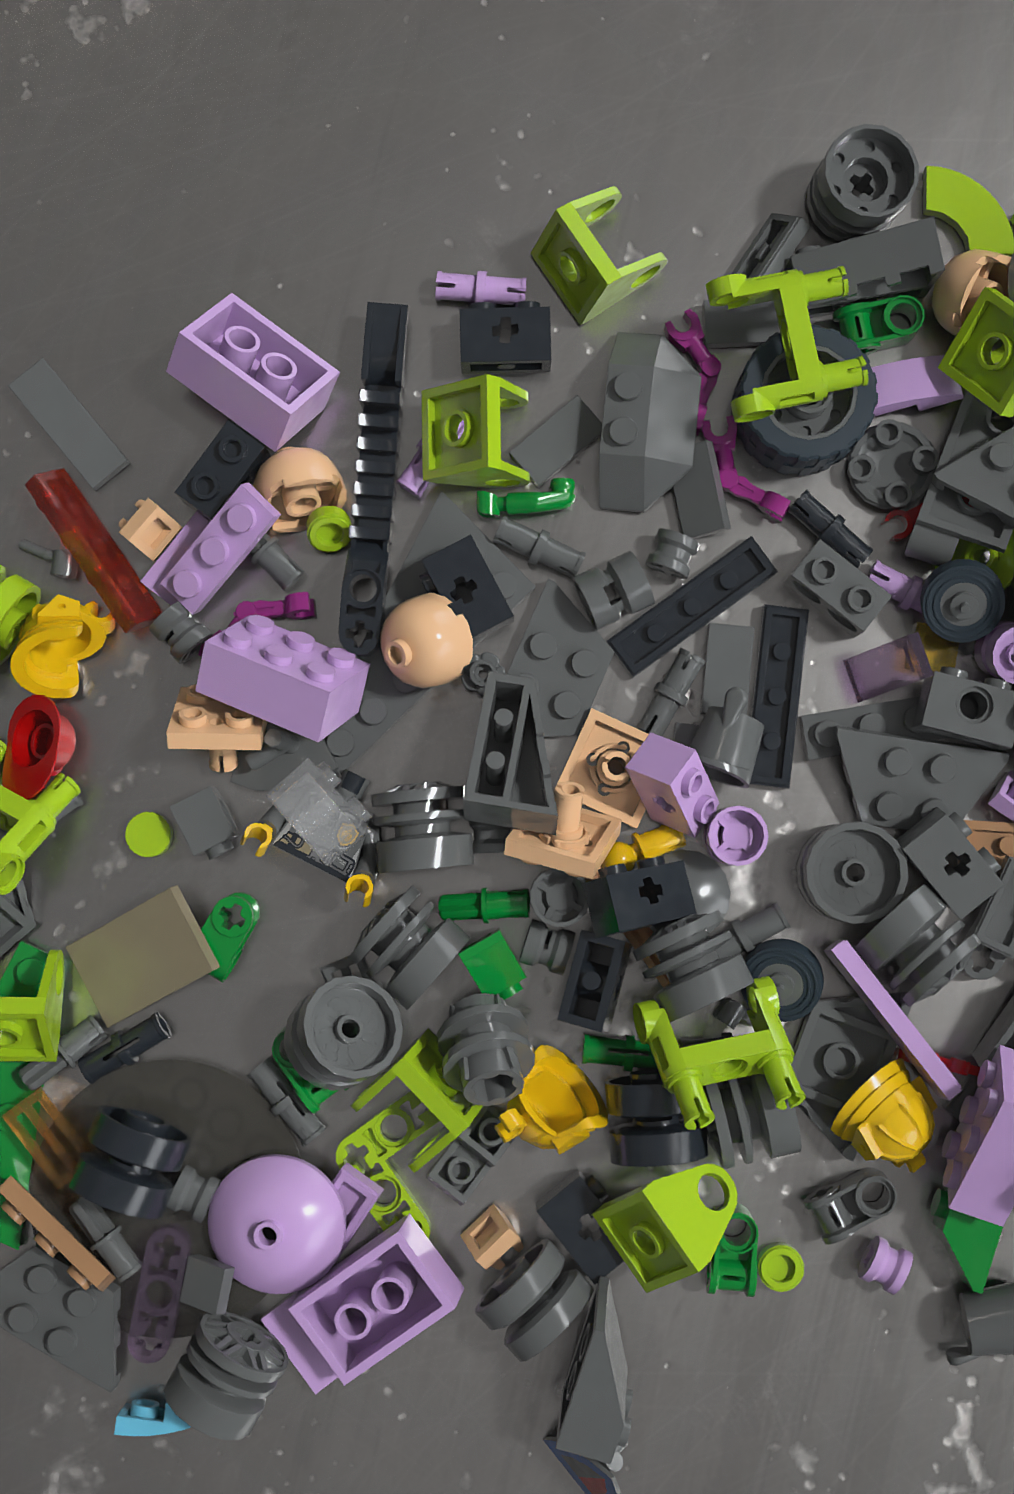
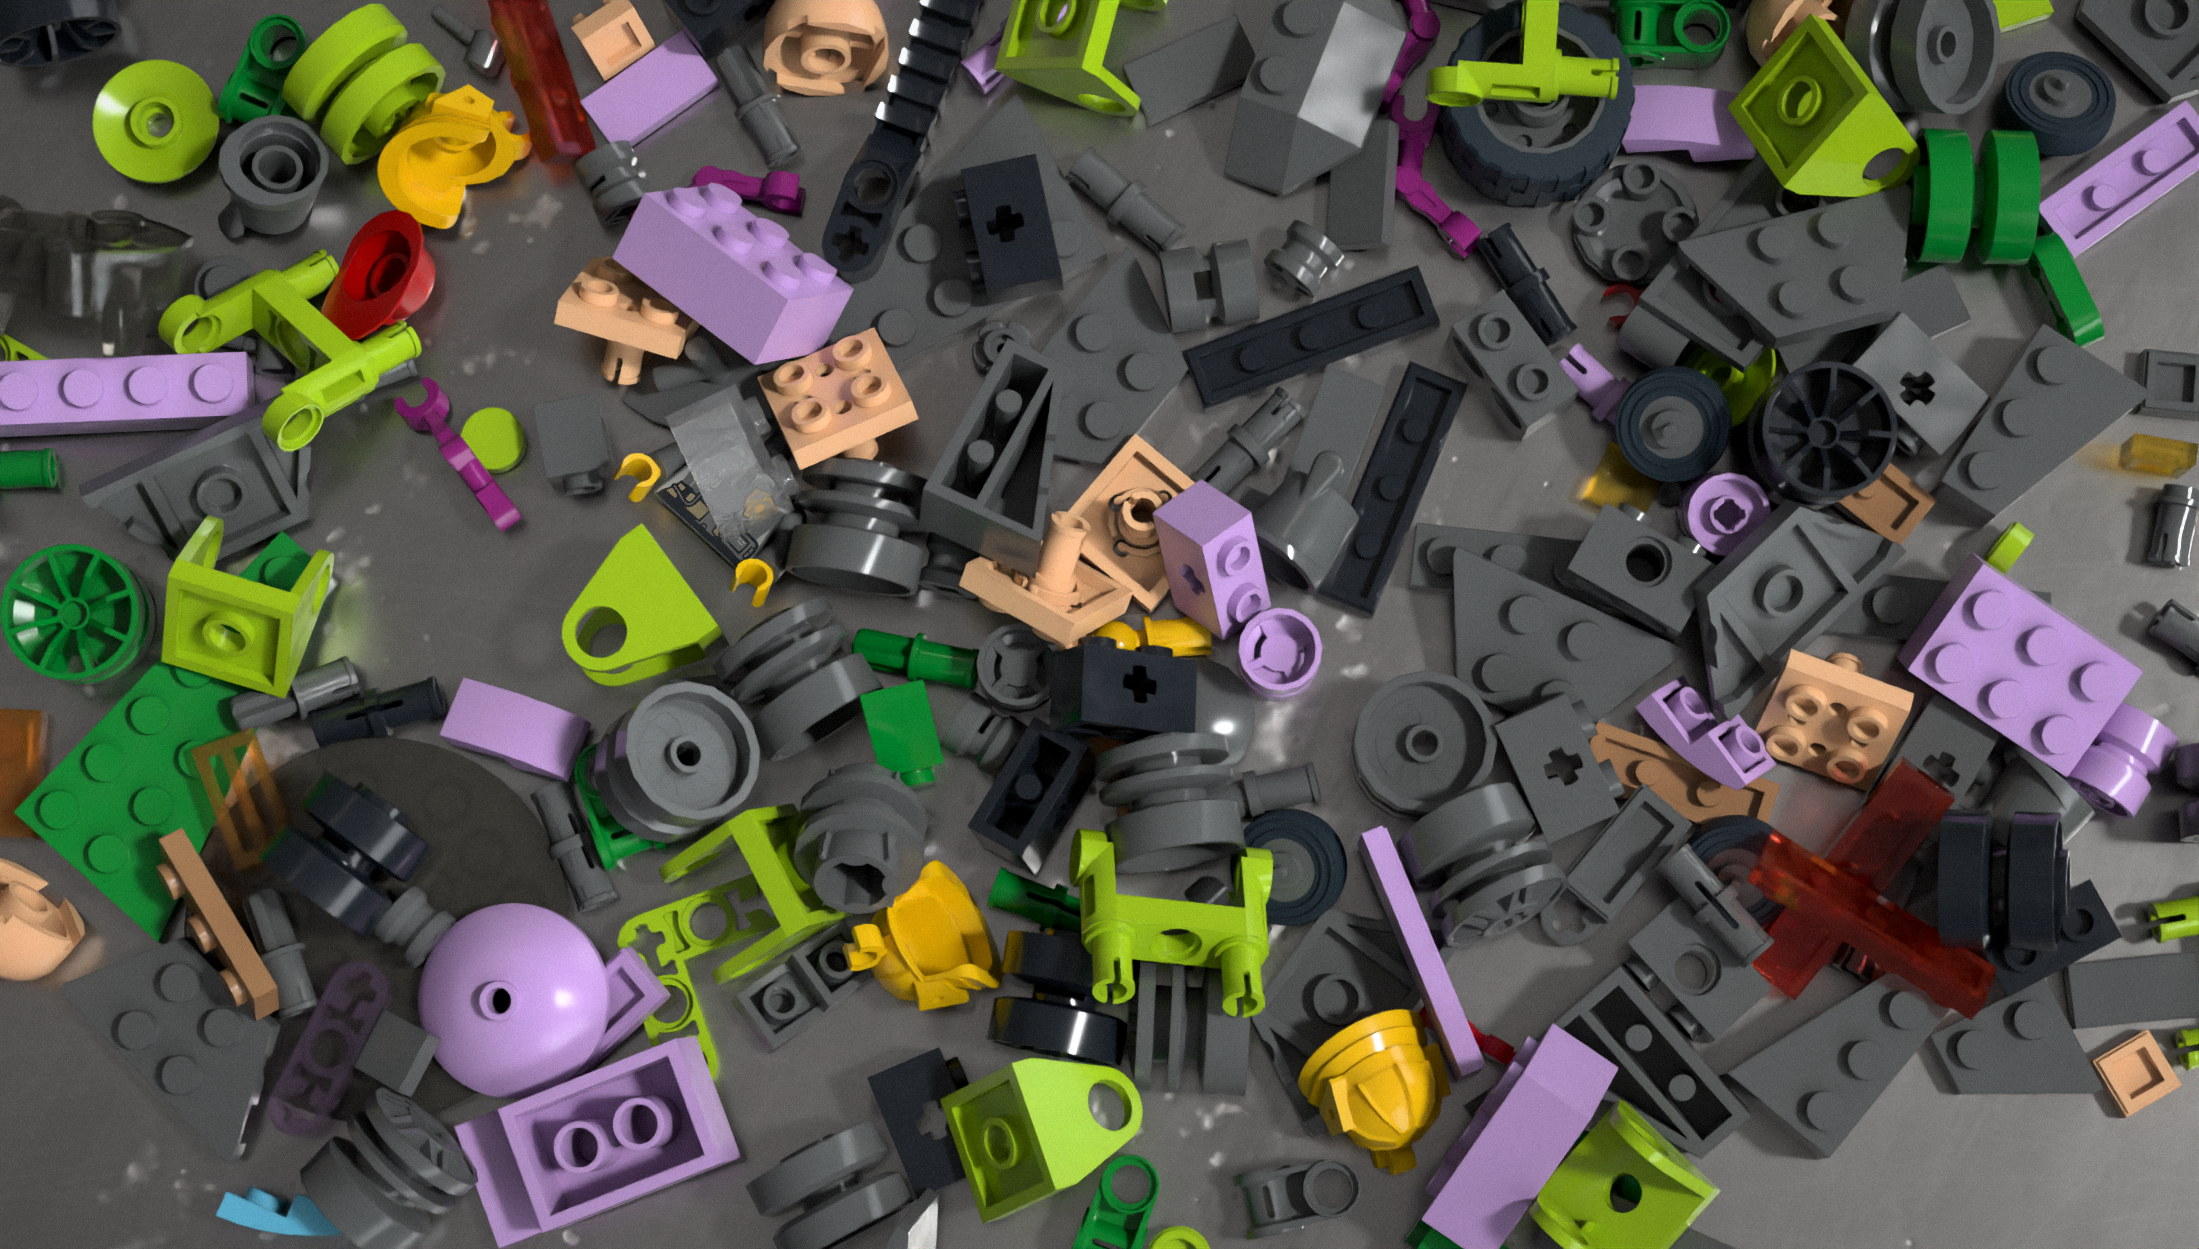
camera: 20 degrees right, 5 degrees down
(125, 852) = (458, 453): none -> magenta piece
(142, 956) = (438, 595): dark tan tile -> none
(220, 548) = (699, 84): lavender plate -> none
(222, 1033) = (515, 728): none -> lavender slope
(228, 938) = (538, 605): green piece -> none
(292, 923) = (655, 604): none -> lime hose
(328, 528) = (850, 100): lime tile -> none
(386, 752) = (838, 400): none -> light nougat plate
(426, 641) = (936, 279): light nougat cylinder -> none
(491, 1238) = (796, 1103): light nougat tile -> none
(560, 498) = (1172, 145): green arm -> none
(888, 667) = (1548, 486): tile -> none

